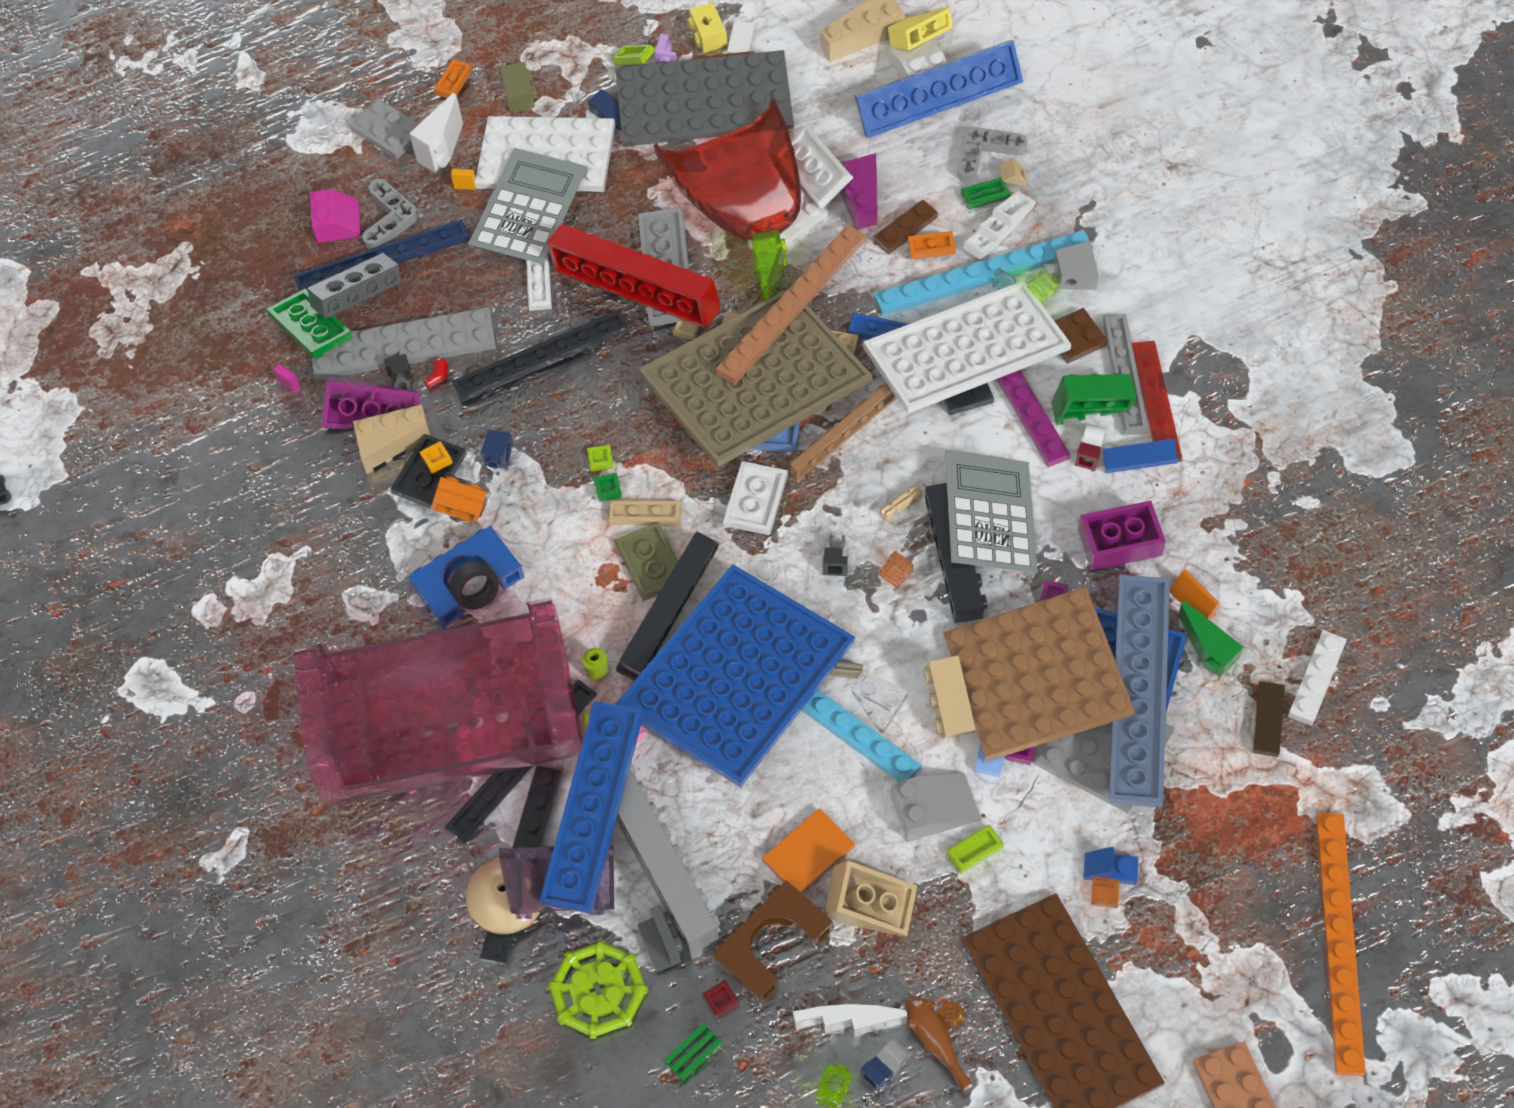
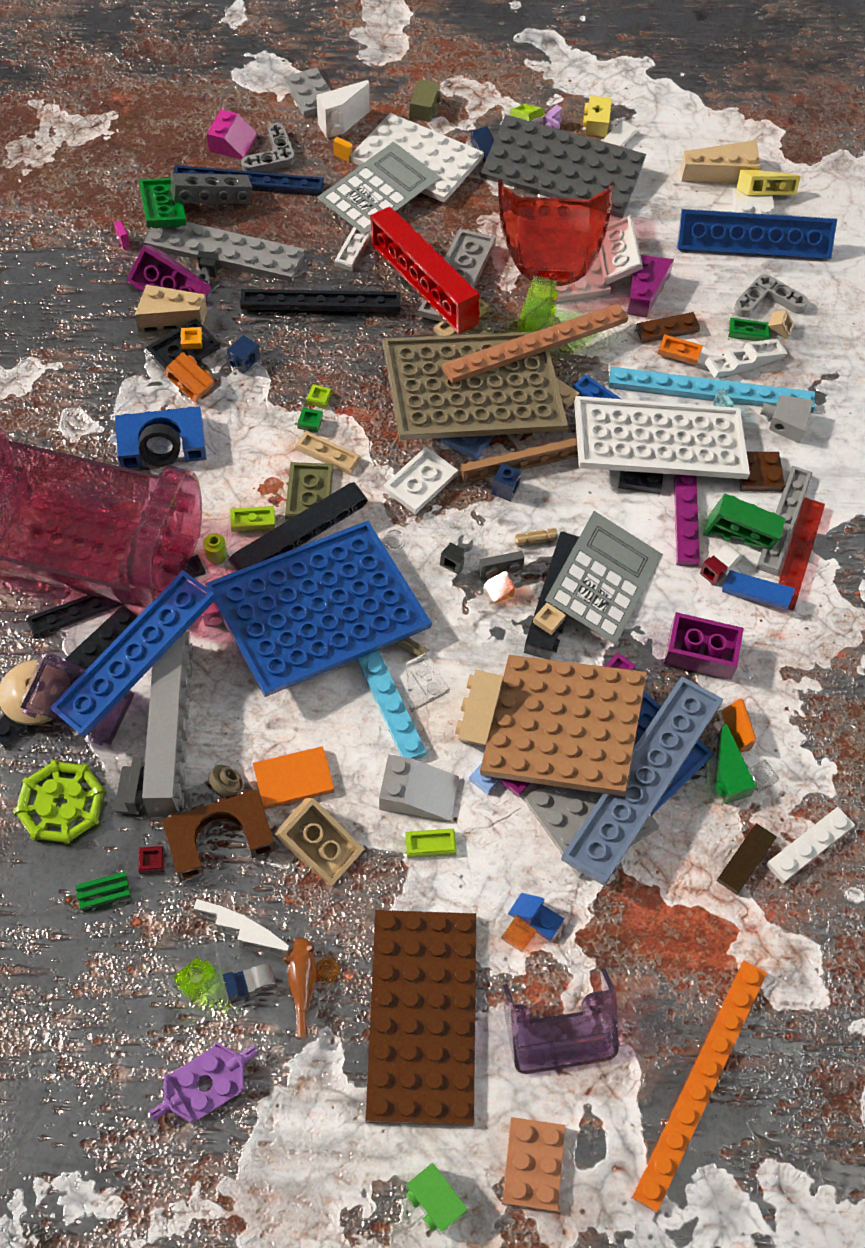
camera: 20 degrees right, 0 degrees up
(439, 373) = (236, 281): red arm -> none
(453, 78) = (381, 76): orange plate -> none
(612, 616) = (252, 518): none -> lime plate
(748, 888) = (225, 781): none -> dark tan plate
(842, 461) = (506, 482): none -> dark blue brick
(879, 551) = (495, 565): none -> dark grey plate
(966, 578) = (549, 618): none -> tan plate
(1043, 285) = (753, 418): clear neon green brick -> none
(1204, 962) = (564, 1038): none -> clear purple windscreen

